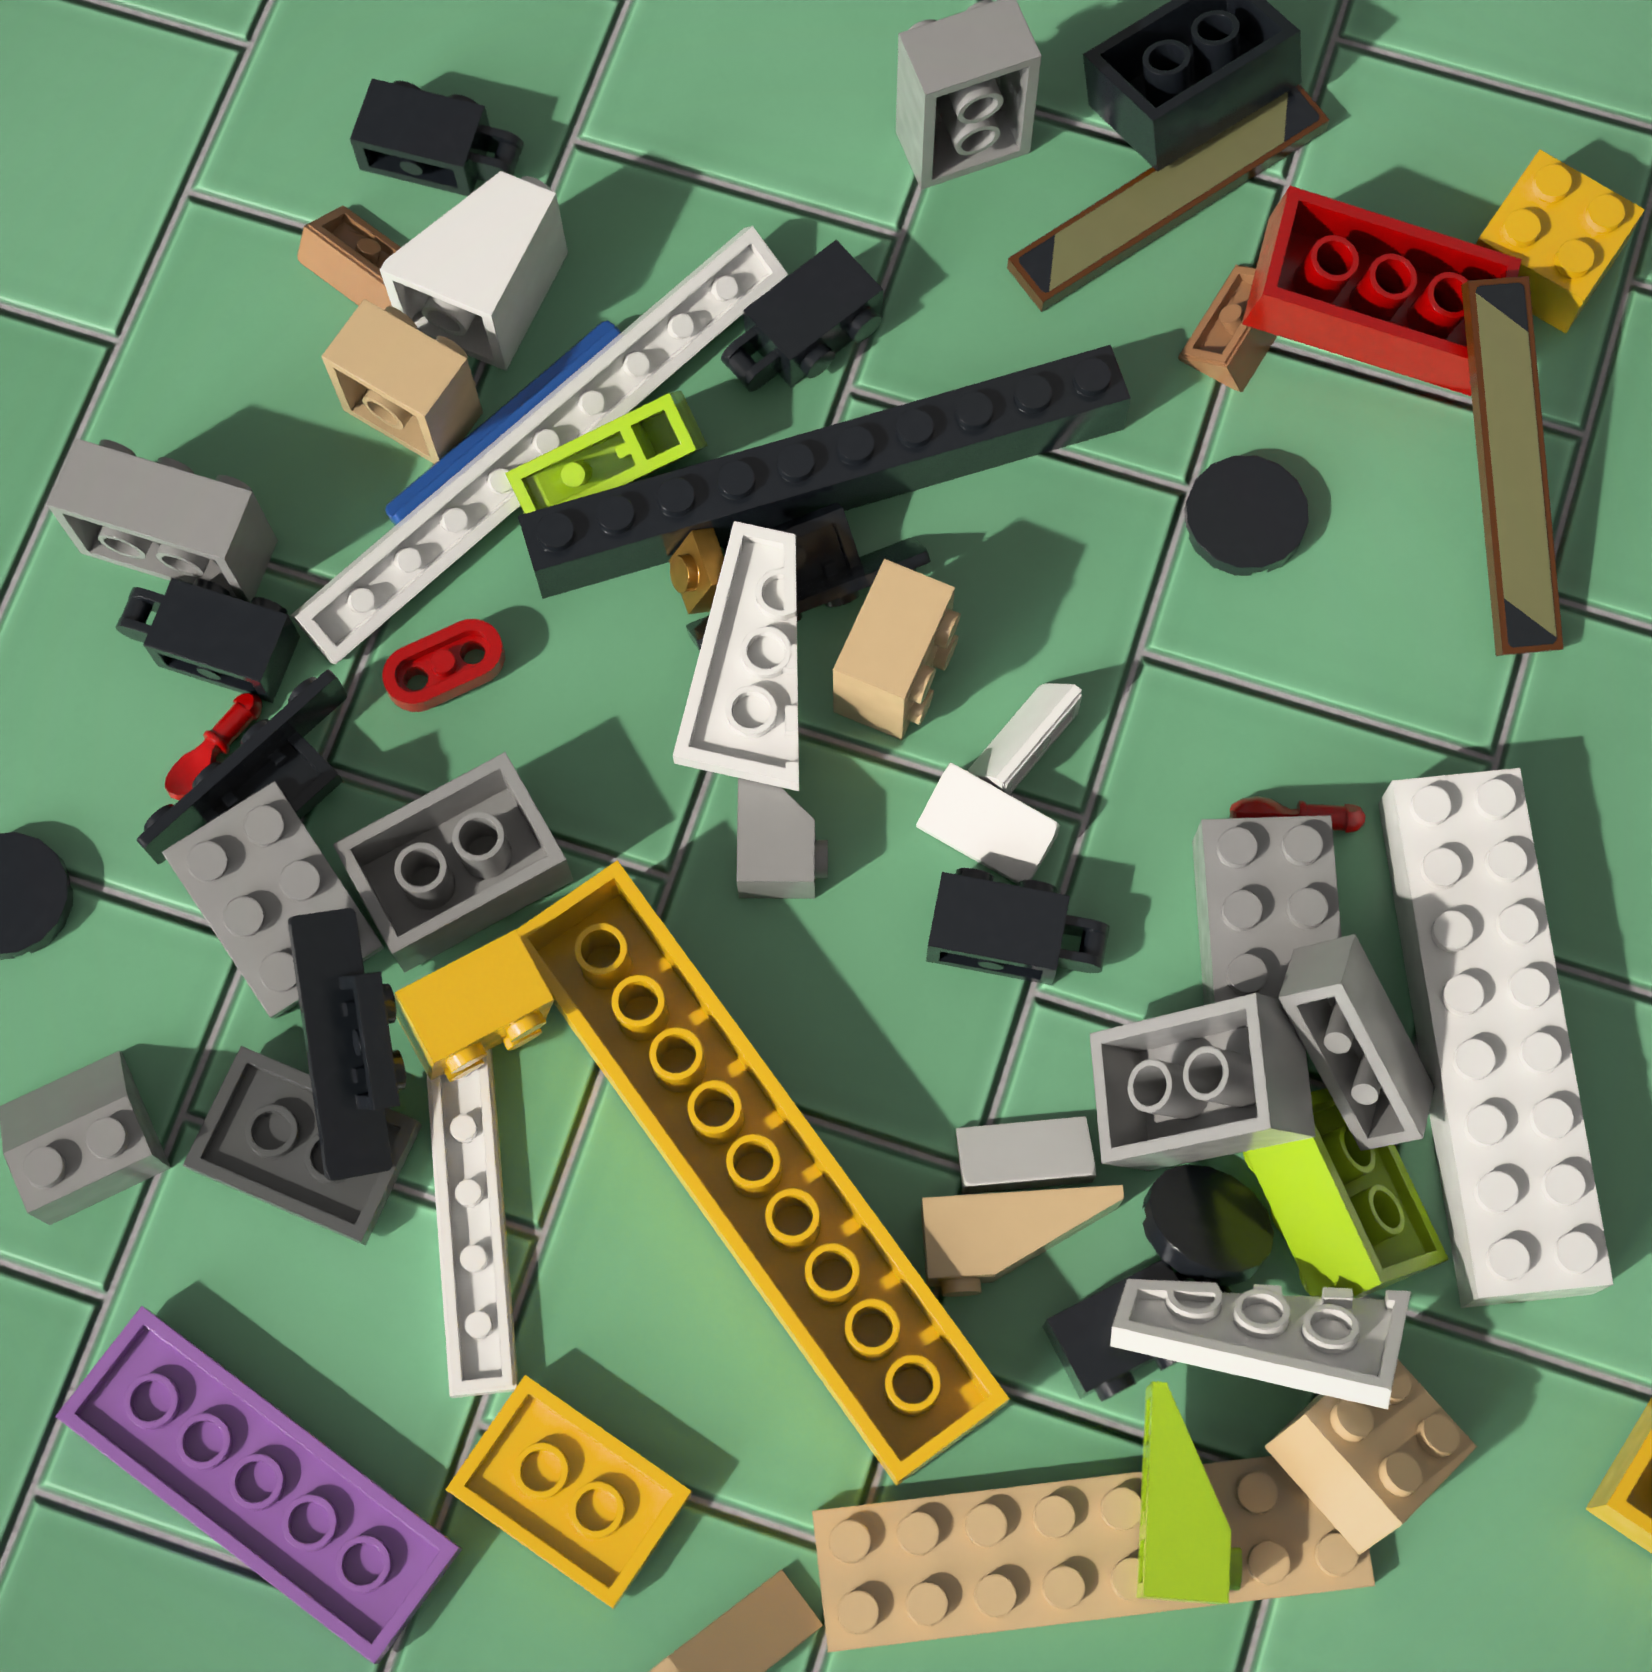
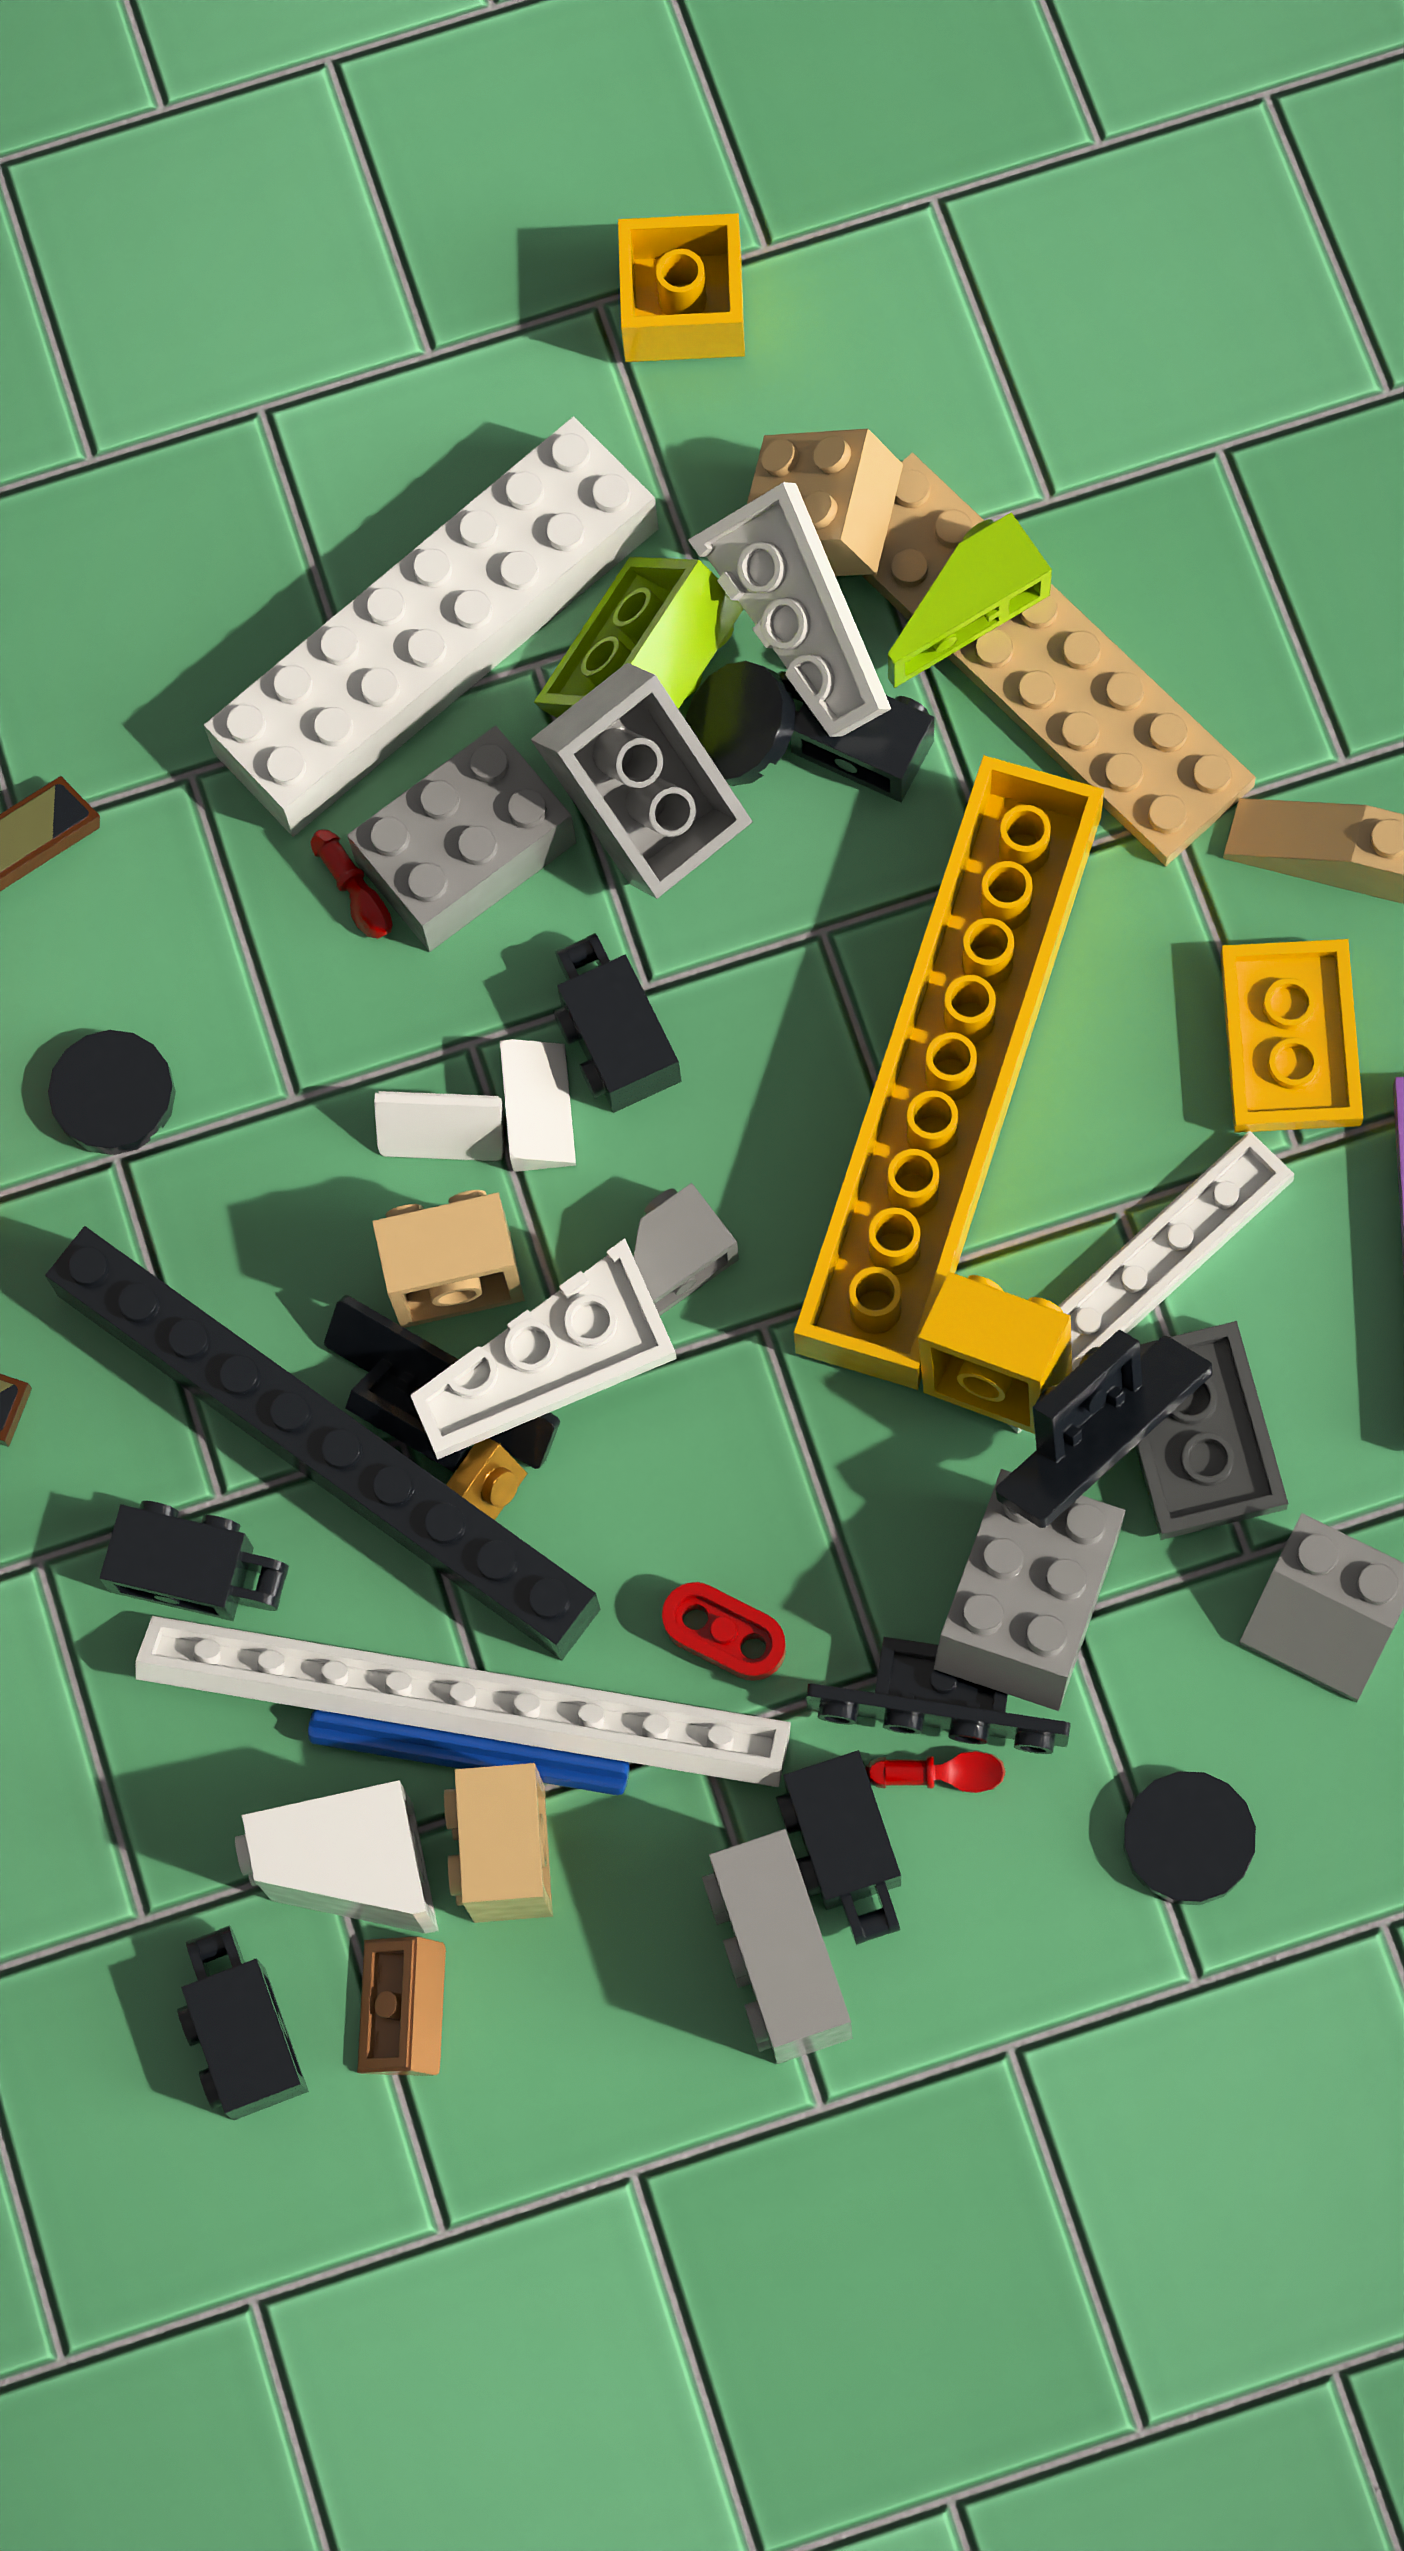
camera: 120 degrees left, 0 degrees up
(454, 862) = (887, 1477): light grey brick -> none
(610, 454) = (438, 1624): lime slope -> none
(991, 1234) = (858, 865): tan slope -> none
(1025, 1155) = (783, 895): white slope -> none
(1357, 1042) = (525, 689): light grey brick -> none

